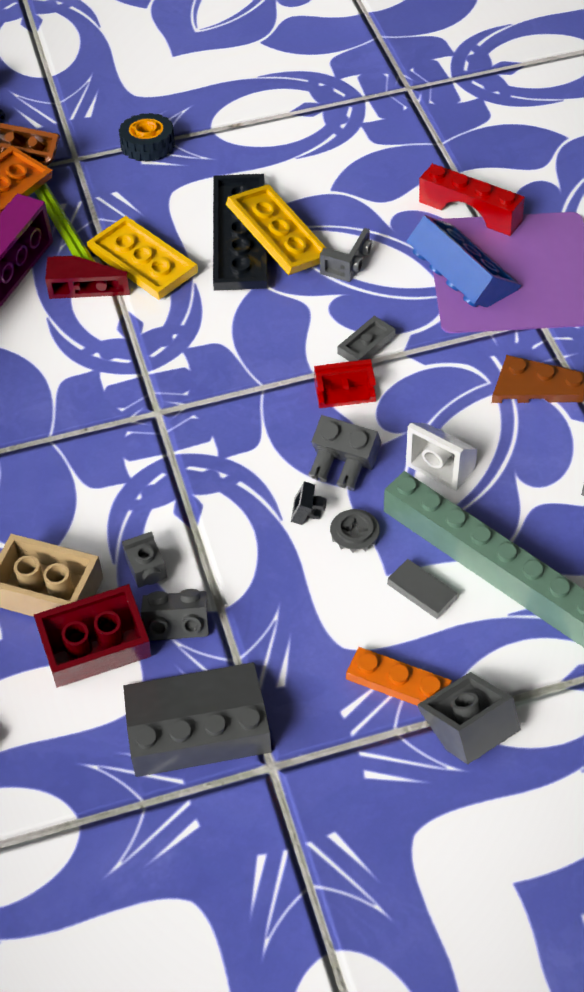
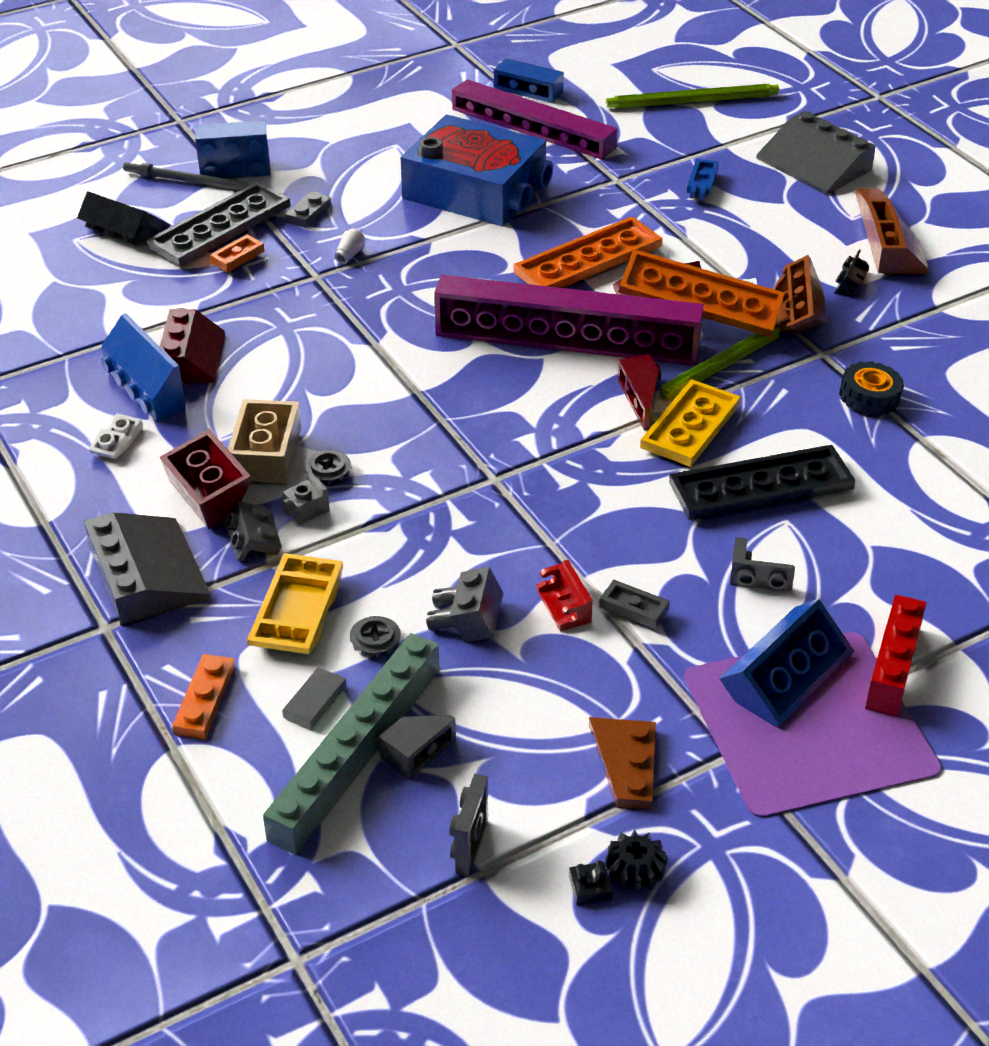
camera: 75 degrees right, 10 degrees down
(93, 528) = (324, 460): none -> dark grey gear
(277, 228) = (764, 501): yellow plate -> none
(299, 585) = (296, 604): none -> yellow slope
(307, 504) = (395, 591): black tile -> none
(439, 455) = (482, 675): white slope -> none
(471, 717) = (156, 744): dark grey slope -> none
(505, 512) = (416, 742): none -> dark grey slope

